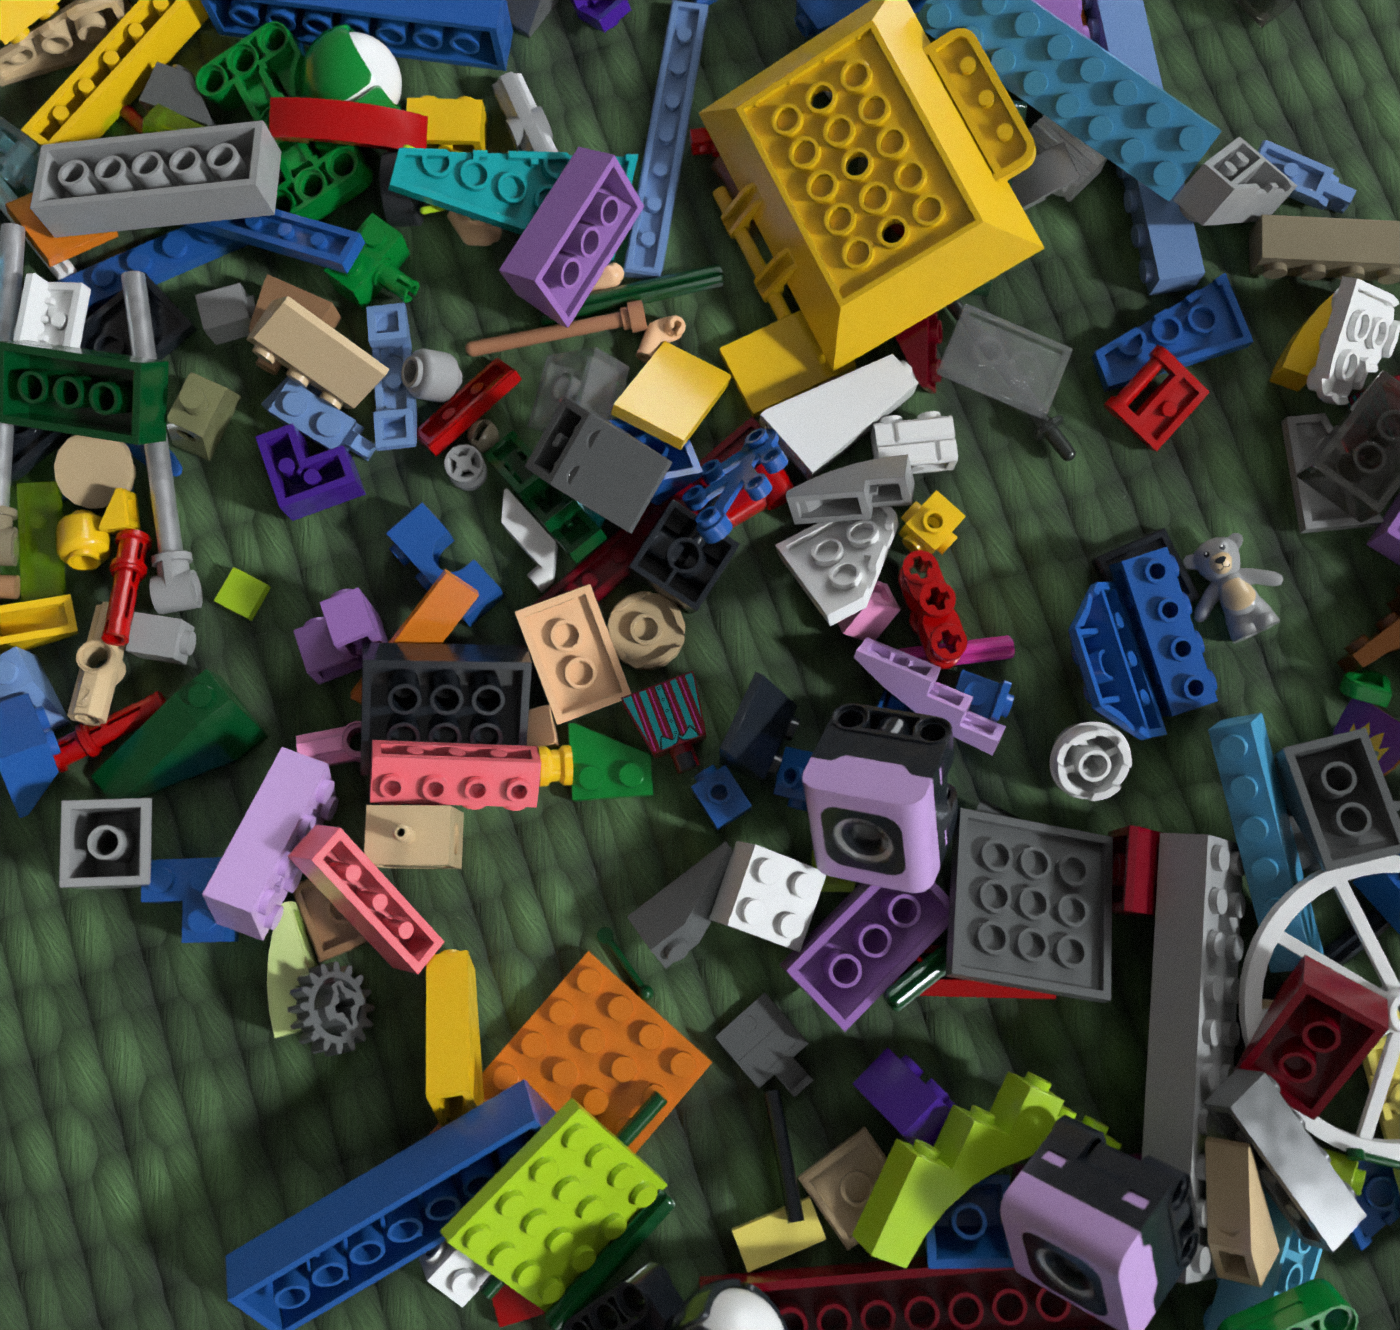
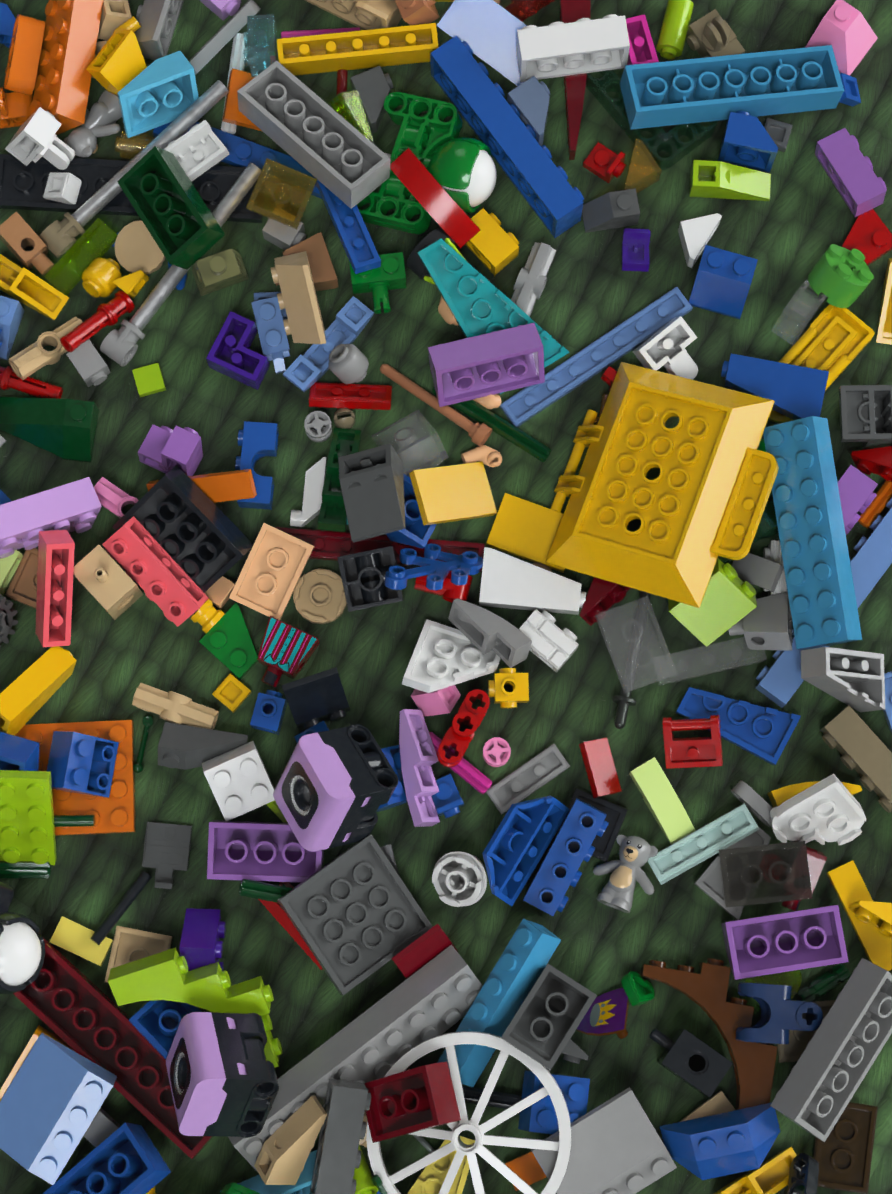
camera: 45 degrees right, 0 degrees up
(185, 269) = (282, 194): none -> clear yellow slope
(587, 1051) = (82, 763): none -> blue slope
(619, 892) = (174, 707): none -> tan piece
(659, 817) = (231, 693): none -> yellow tile
(728, 55) = (668, 349): none -> white brick
(988, 596) = (500, 746): none -> bright pink wheel
(1038, 598) = (527, 778): none -> light grey tile
(1059, 227) = (722, 606): none -> lime brick
(1088, 297) = (713, 659): none -> clear tile
(1096, 514) = (600, 767): none -> tile
(1104, 216) = (767, 625): none -> light grey torso
(1188, 484) = (662, 801): none -> yellowish green slope
(1271, 484) = (703, 844): none -> light aqua tile
(1273, 398) = (753, 802): none -> light grey beam

